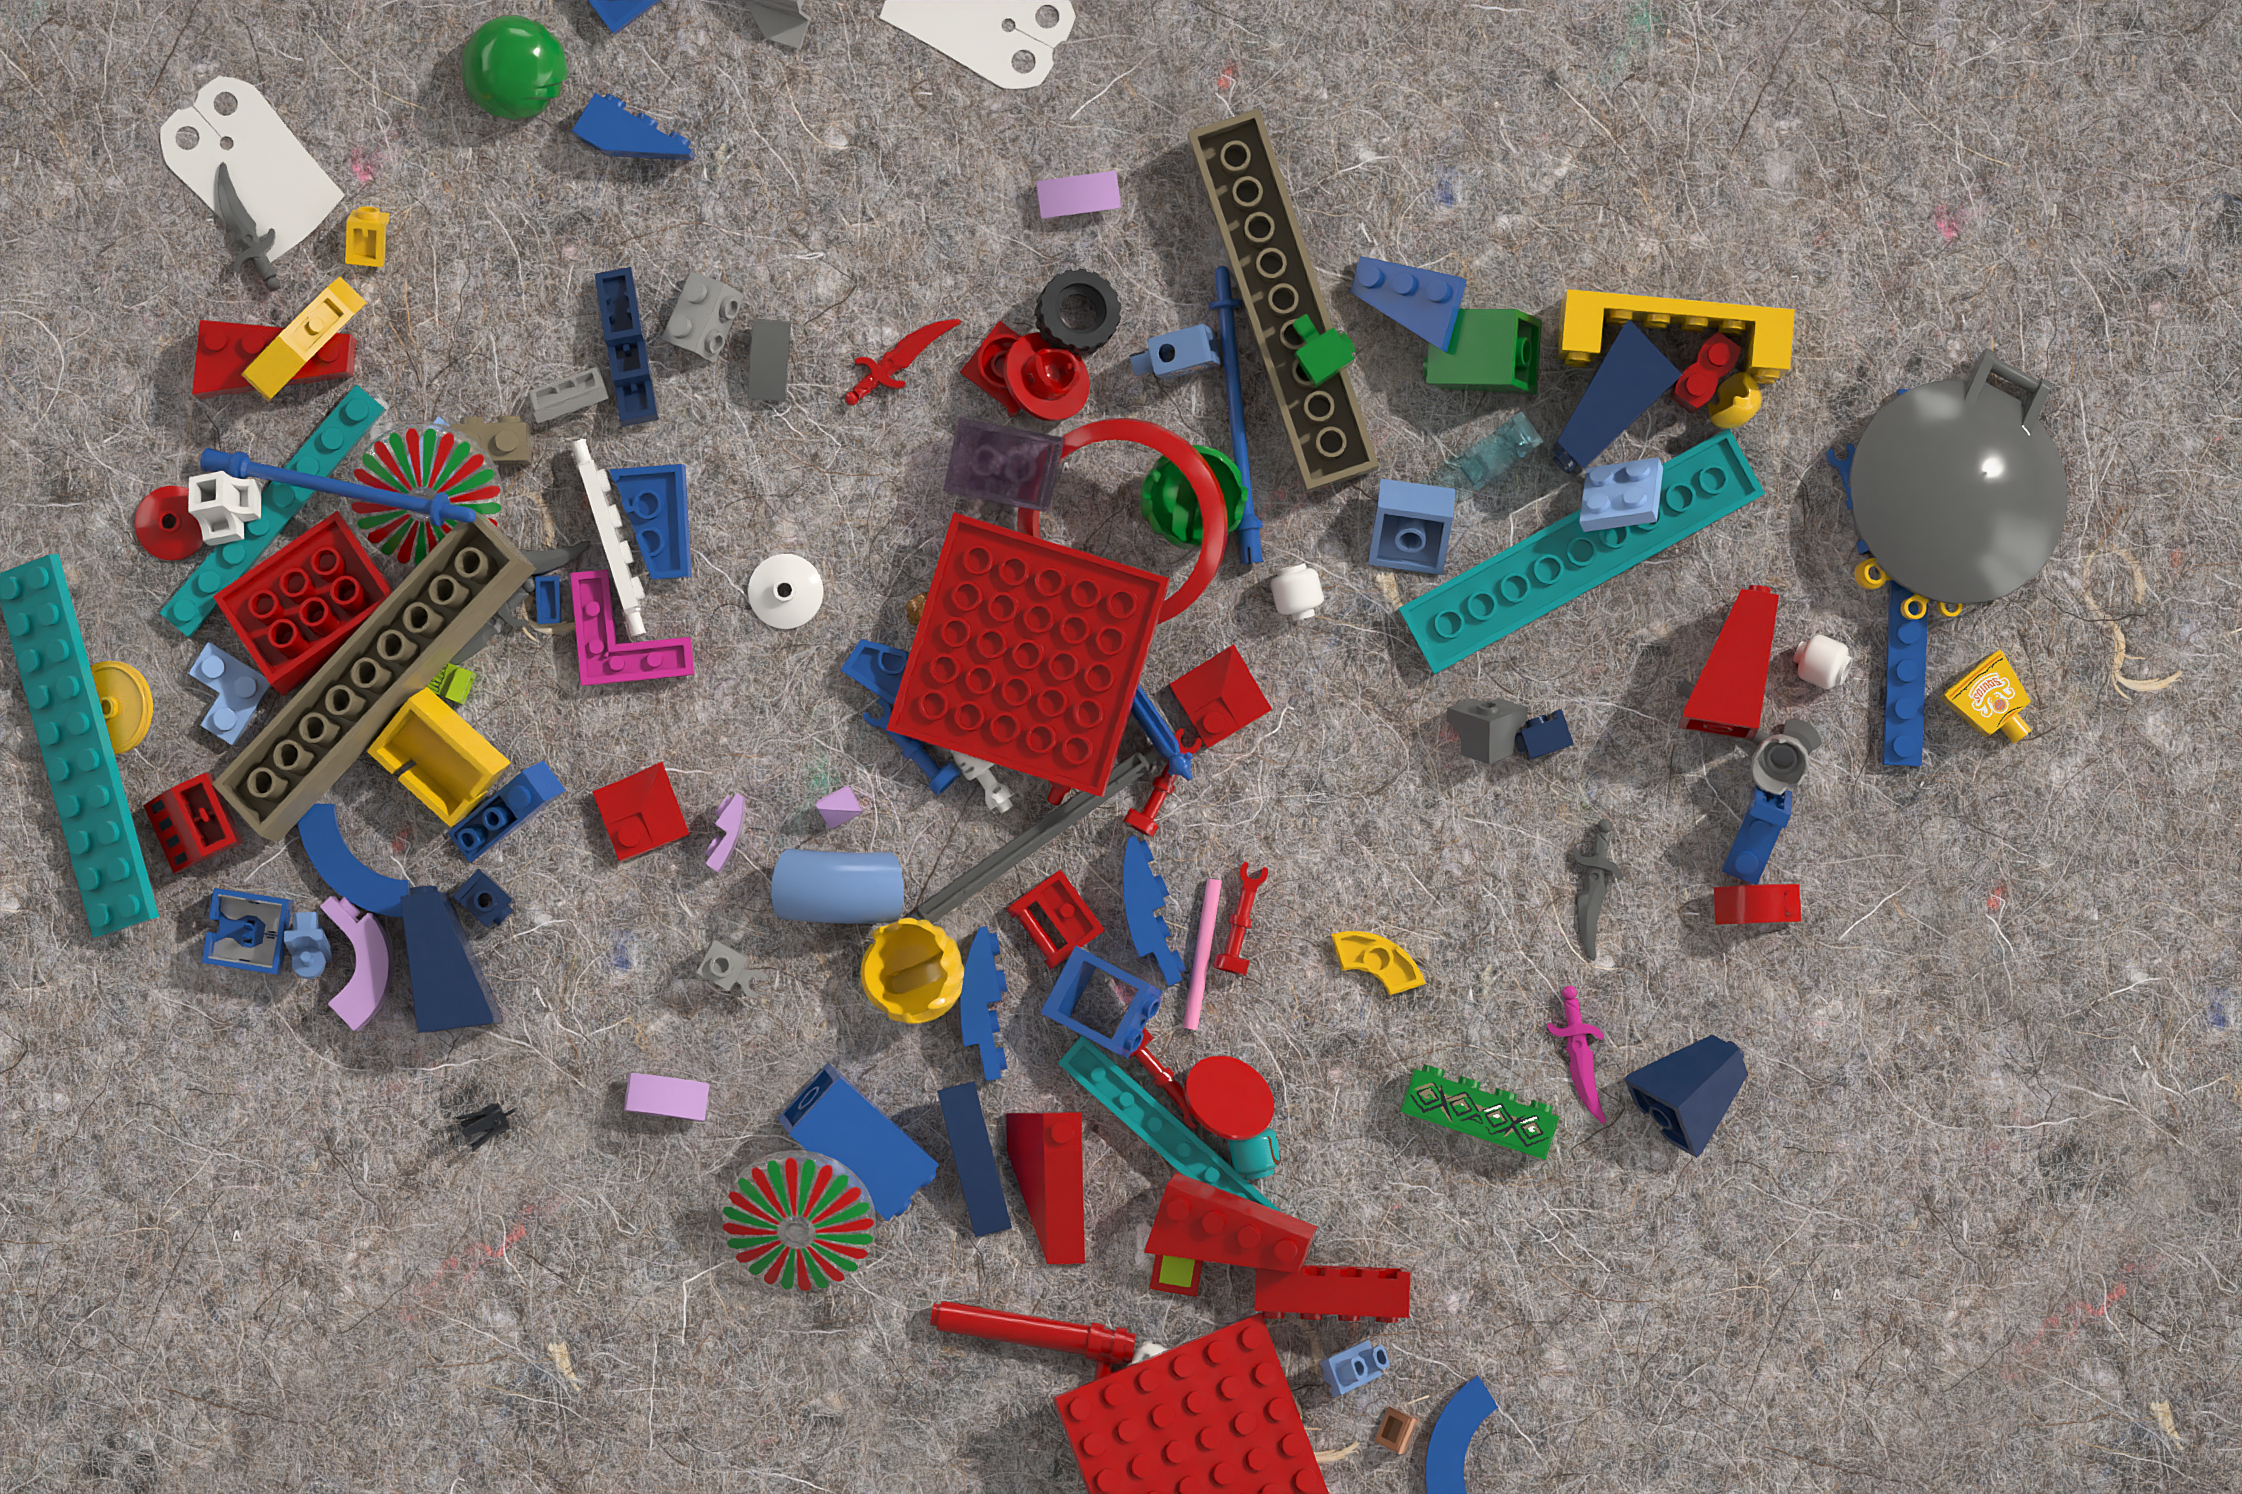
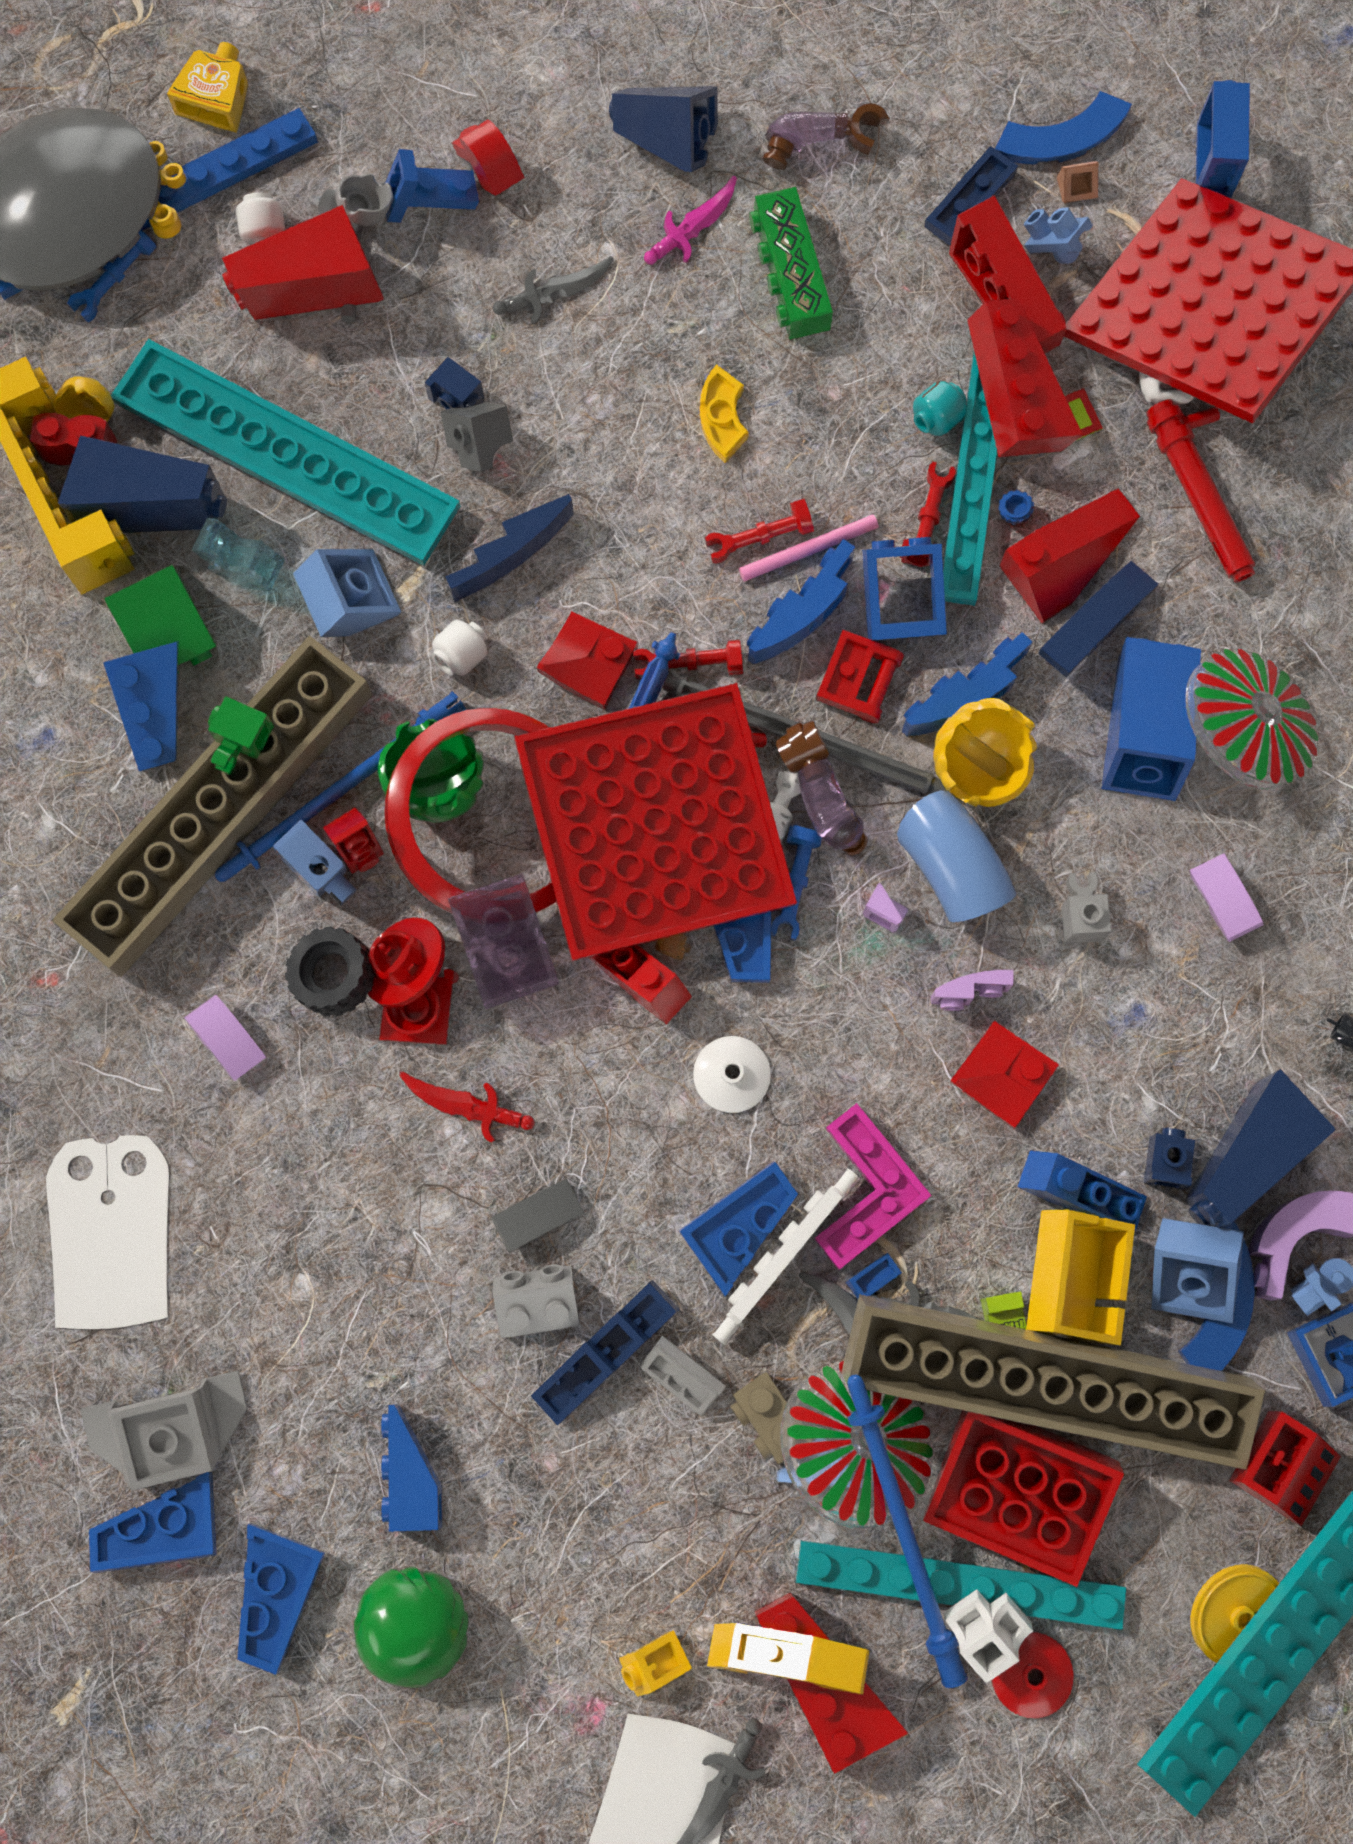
camera: 125 degrees left, 10 degrees down
(239, 688) = (1137, 1509): light blue plate -> none
(386, 856) = (1197, 1270): none -> medium blue slope
(900, 567) = (645, 980): none -> red slope
(962, 810) = (825, 803): none -> clear purple piece
(1122, 1158) = (1016, 507): none -> blue piece
(1177, 396) = (354, 841): none -> red slope
(1229, 1097) = (912, 447): red piece -> none
(1365, 706) = (521, 540): none -> dark blue slope
(1444, 1321) = (981, 182): none -> dark blue plate
(1609, 1204) = (797, 129): none -> piece
(1621, 494) = (216, 434): light blue plate -> none

